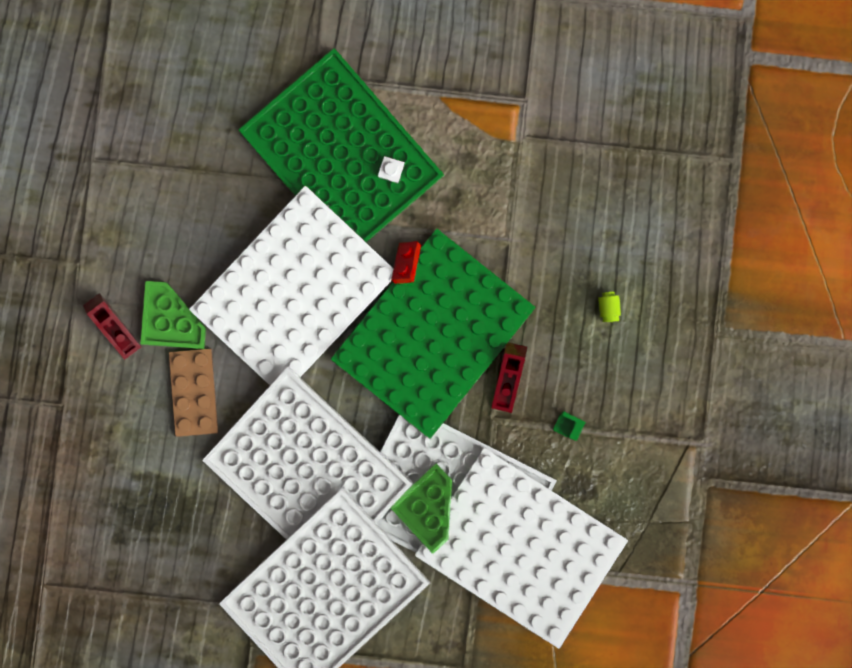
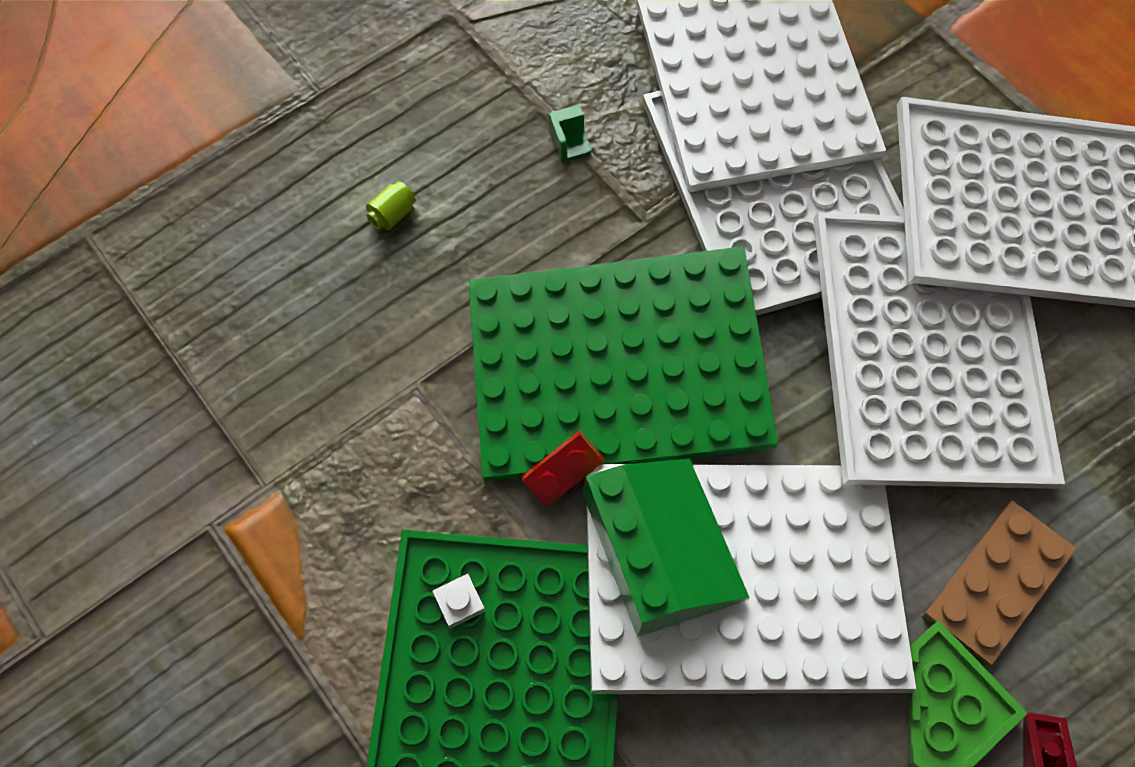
camera: 135 degrees left, 20 degrees down
(333, 268) = (662, 543): none -> green slope
(427, 508) = (823, 175): bright green plate -> none
(509, 377) = (575, 237): dark red slope -> none

